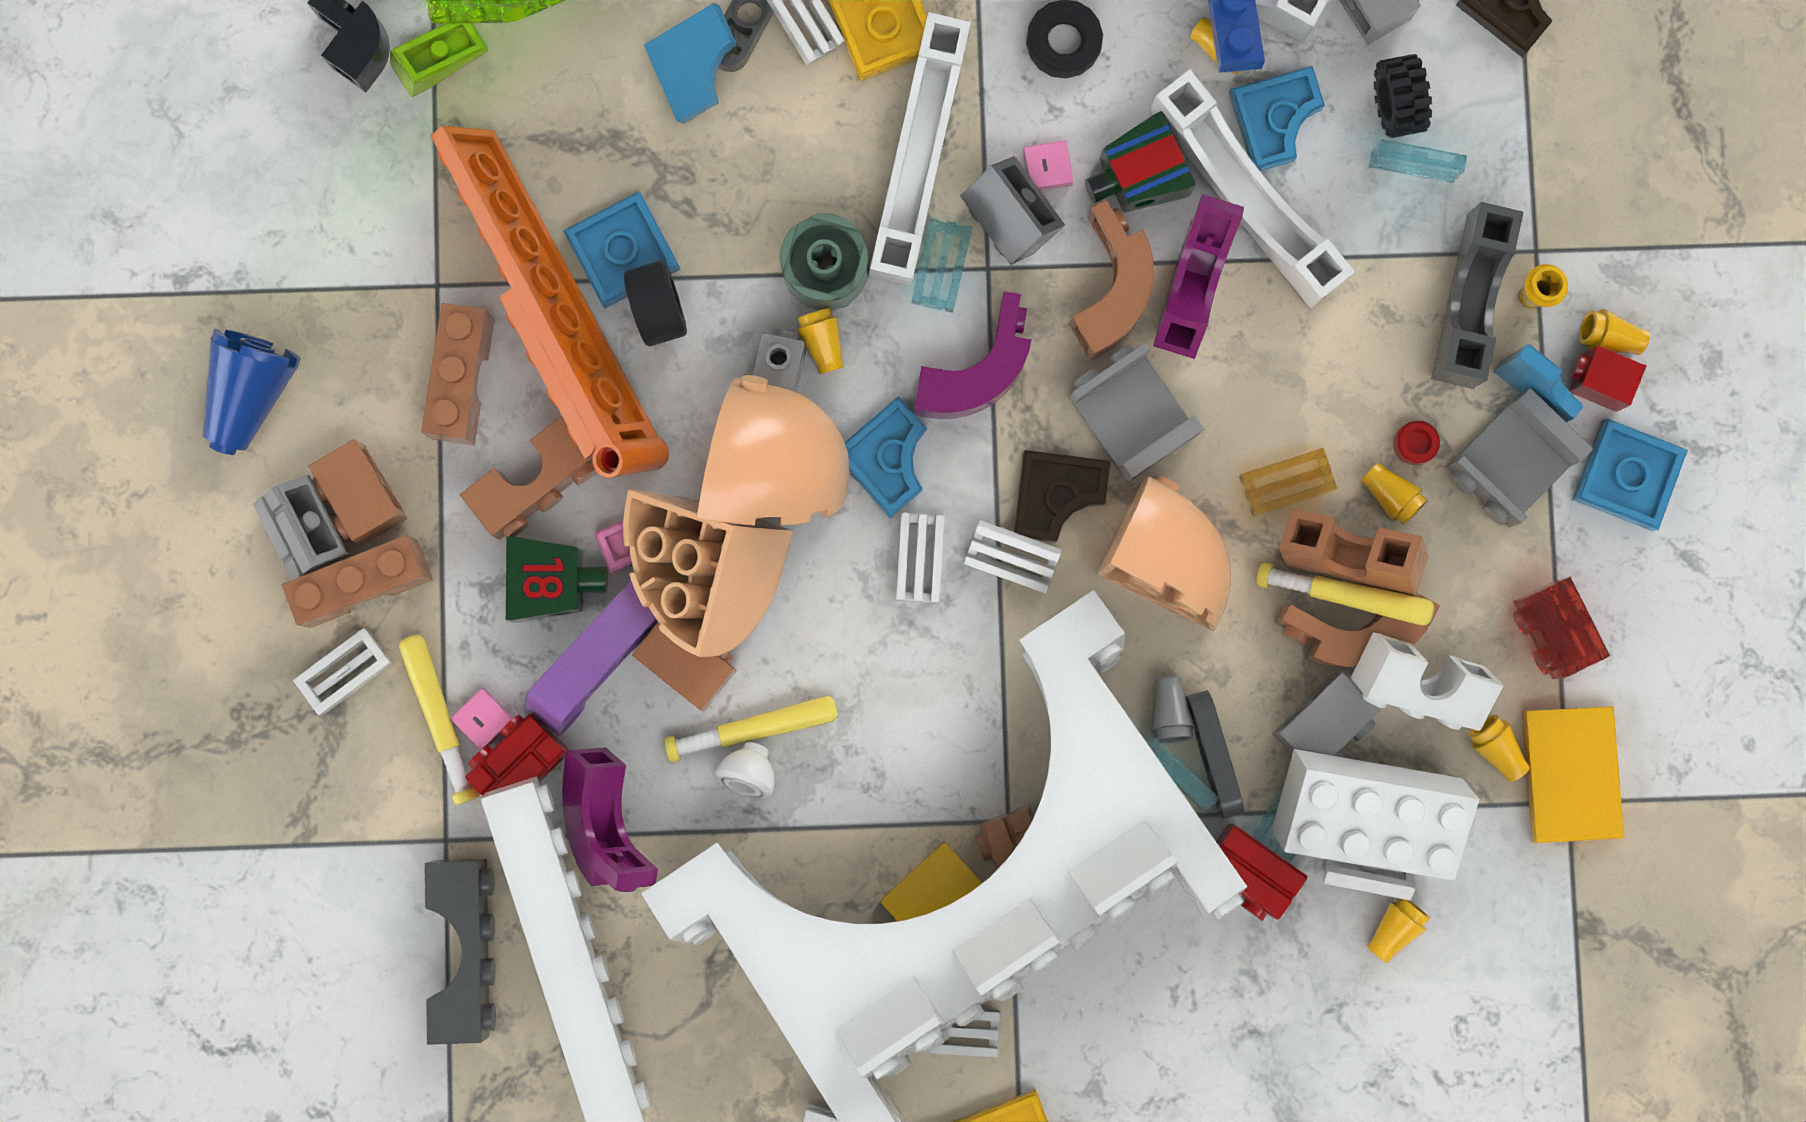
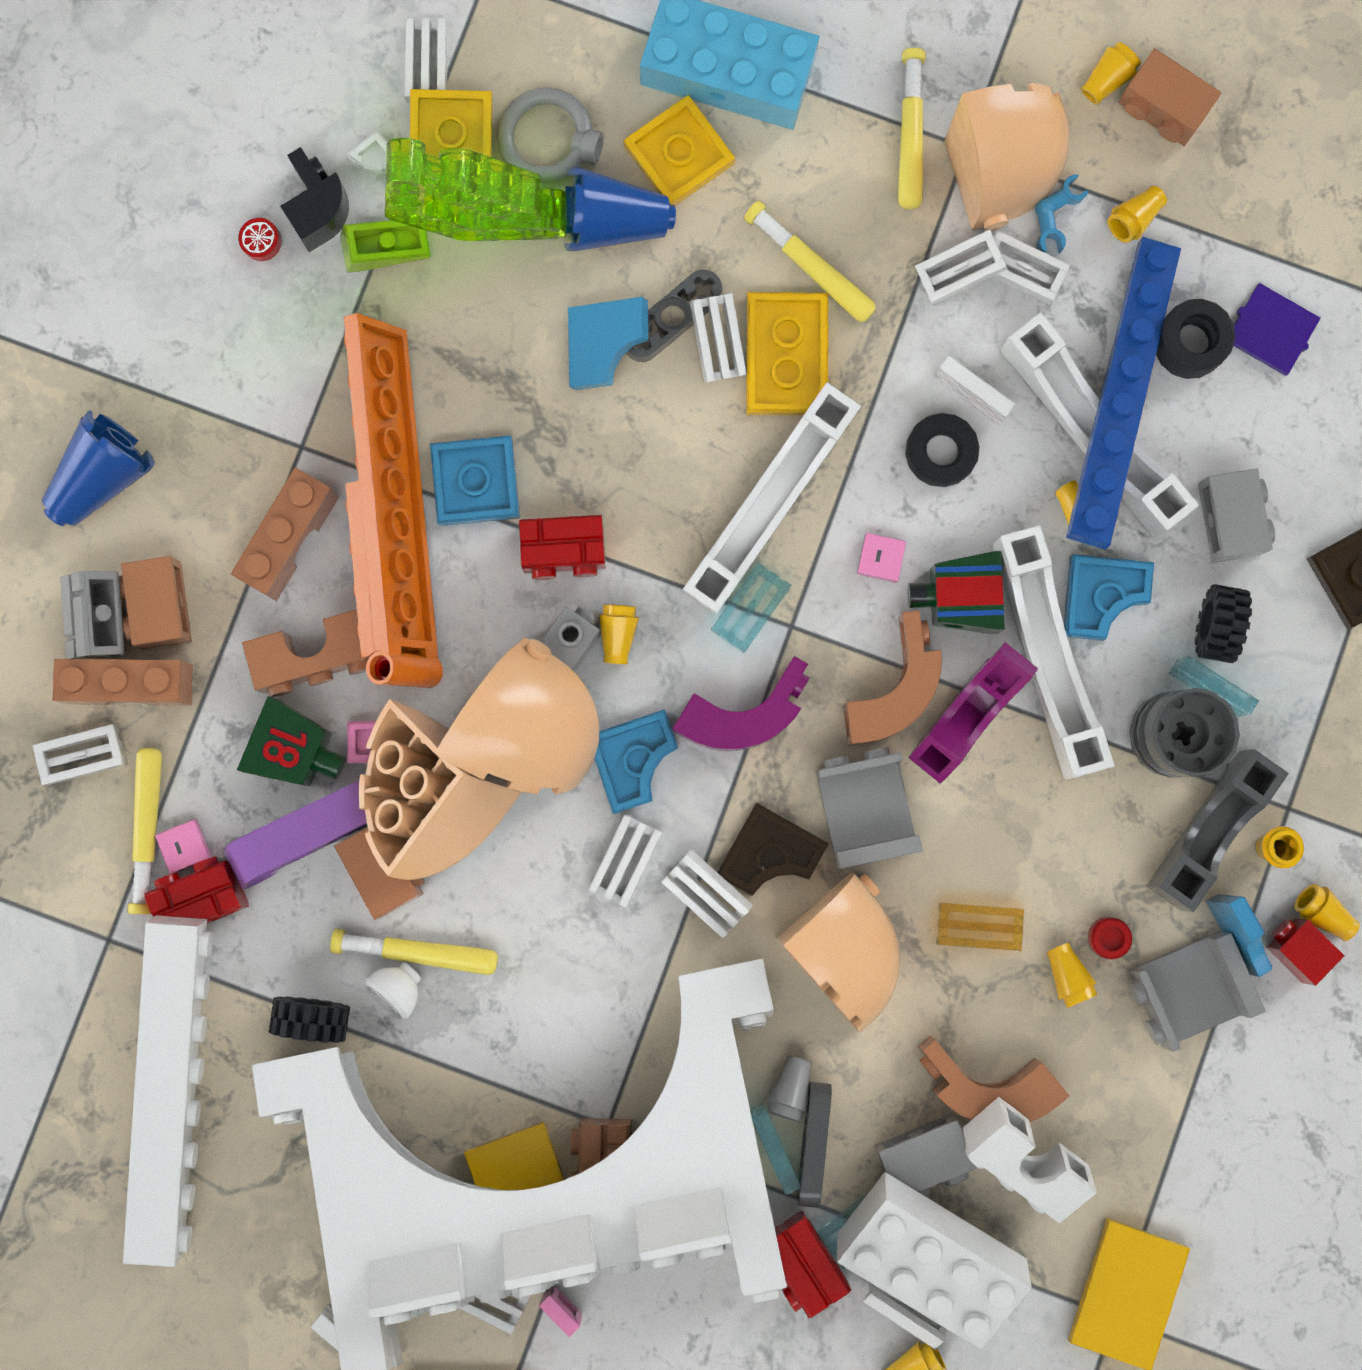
camera: 25 degrees right, 0 degrees up
(312, 98) = (260, 239): none -> red tile
(460, 895) = (97, 994): dark grey arch -> none
(596, 824) = (242, 984): magenta arch -> none
(655, 303) = (482, 542): black tyre -> none
(677, 832) = (309, 1019): none -> black tyre
(734, 277) = (562, 545): none -> red brick
(811, 242) = (645, 542): sand green brick -> none
(1012, 210) = (832, 585): dark grey brick -> none
(1036, 1013) = (561, 1310): none -> bright pink tile
(1322, 548) = (1030, 1035): nougat arch -> none
(1369, 599) = (999, 1058): light yellow piece -> none
(1424, 198) = (1207, 731): none -> dark grey wheel
(1499, 747) = (1072, 1244): yellow cone -> none
(1560, 629) = (1170, 1160): clear red brick -> none
(1630, 474) = (1291, 1045): dark azure tile -> none

